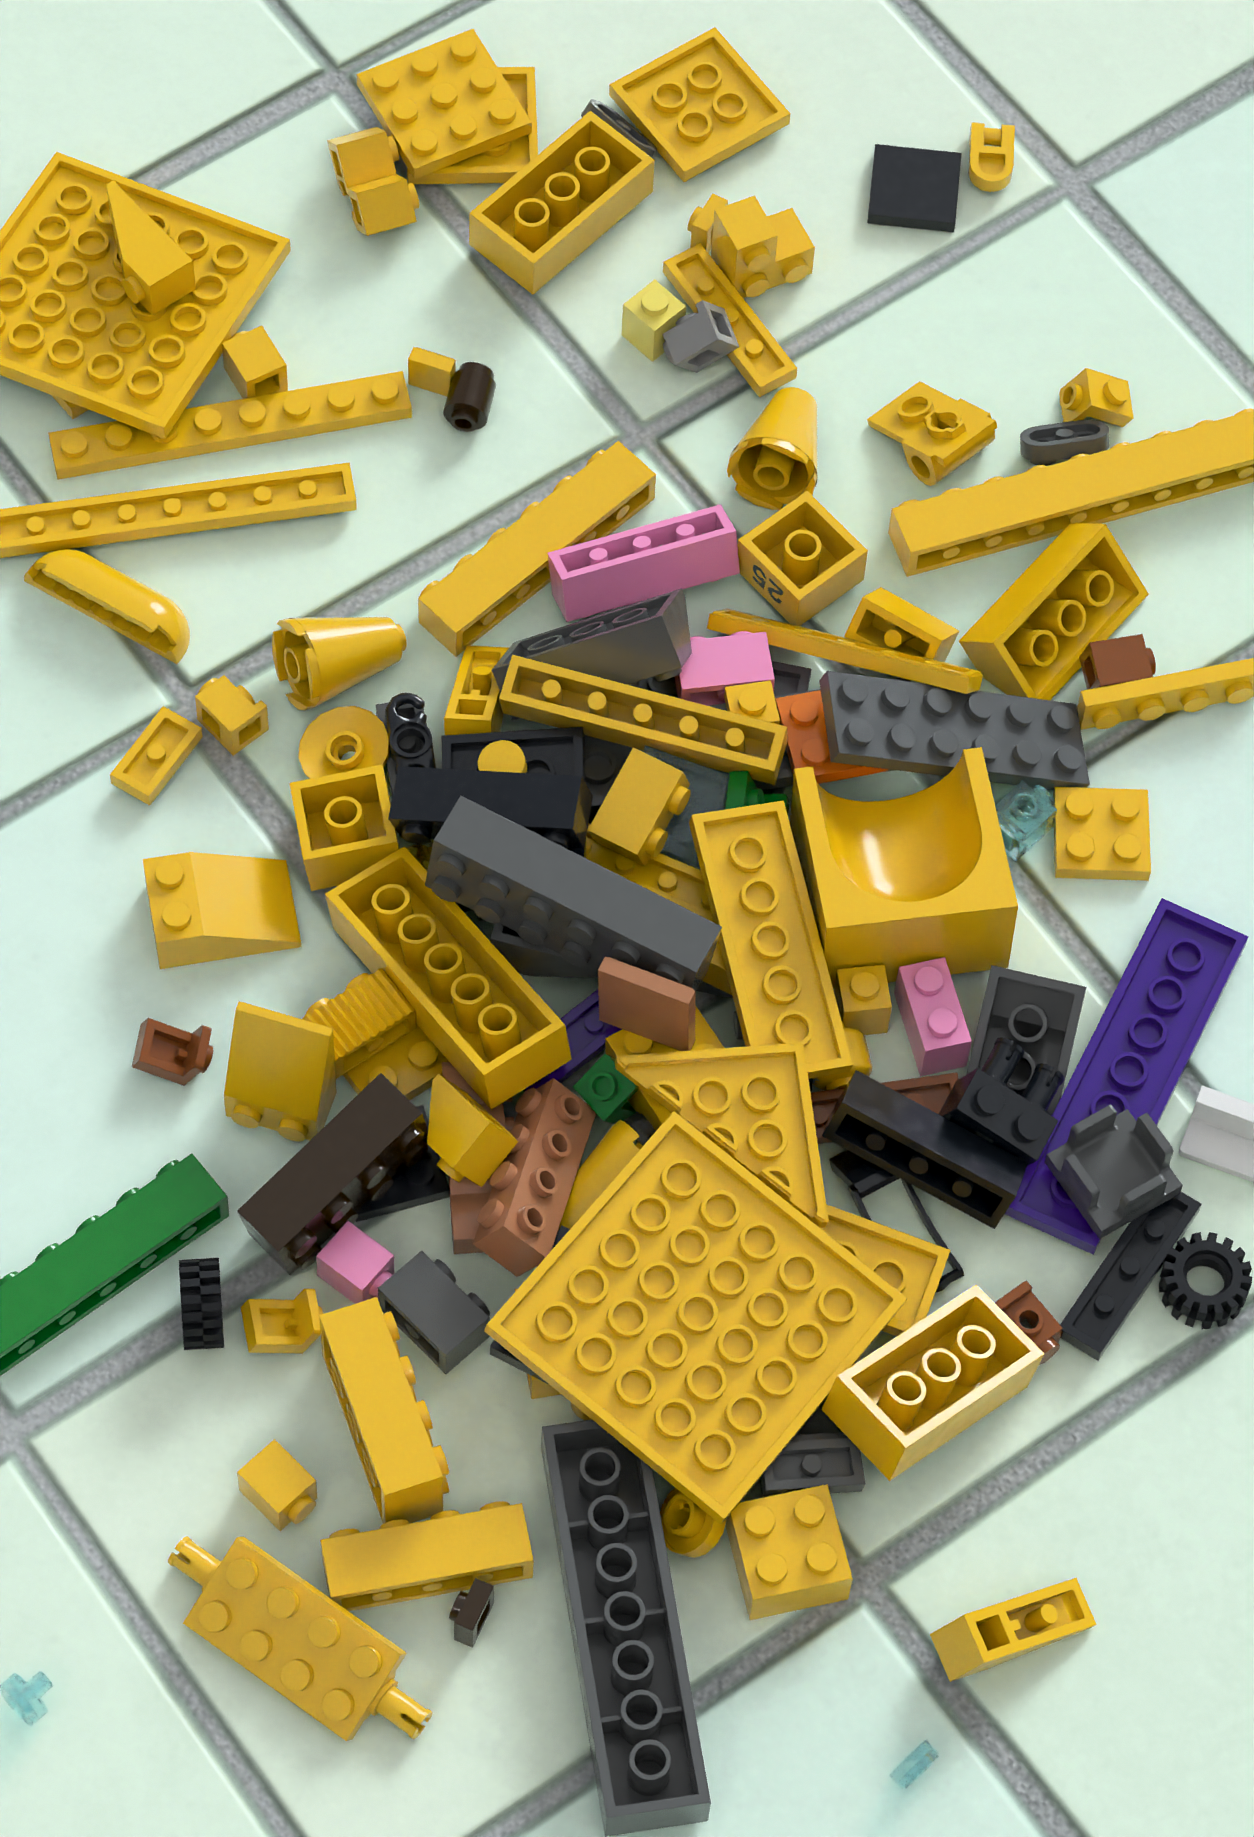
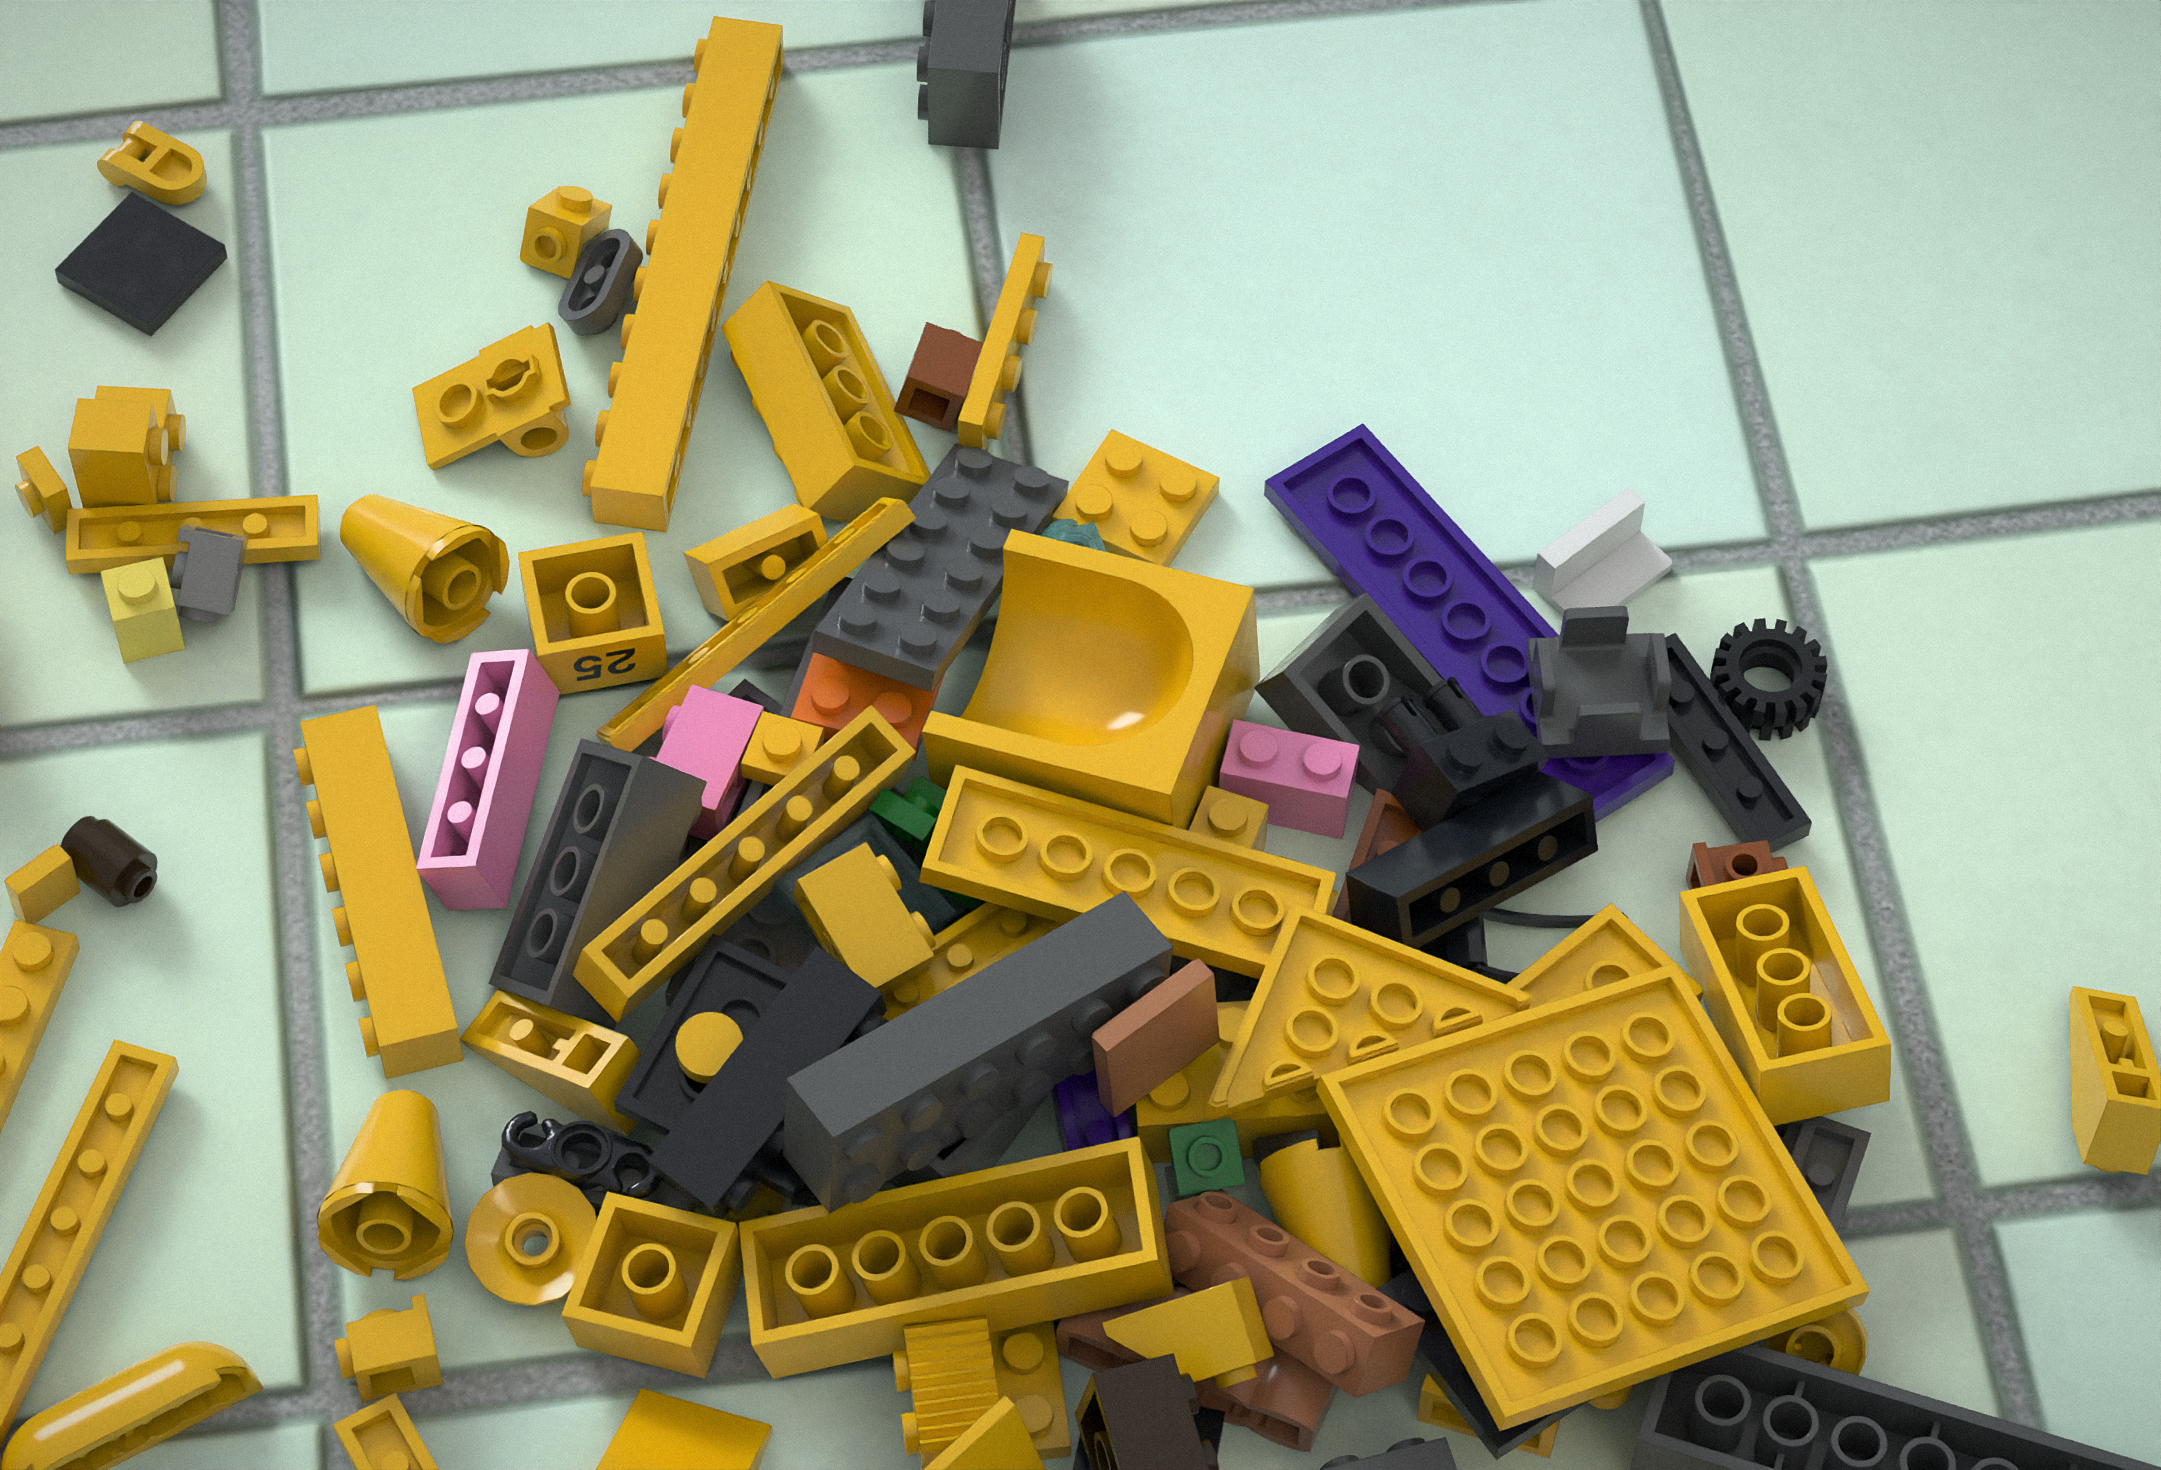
camera: 60 degrees left, 5 degrees down
(789, 1552) = (1918, 1257): yellow brick -> none

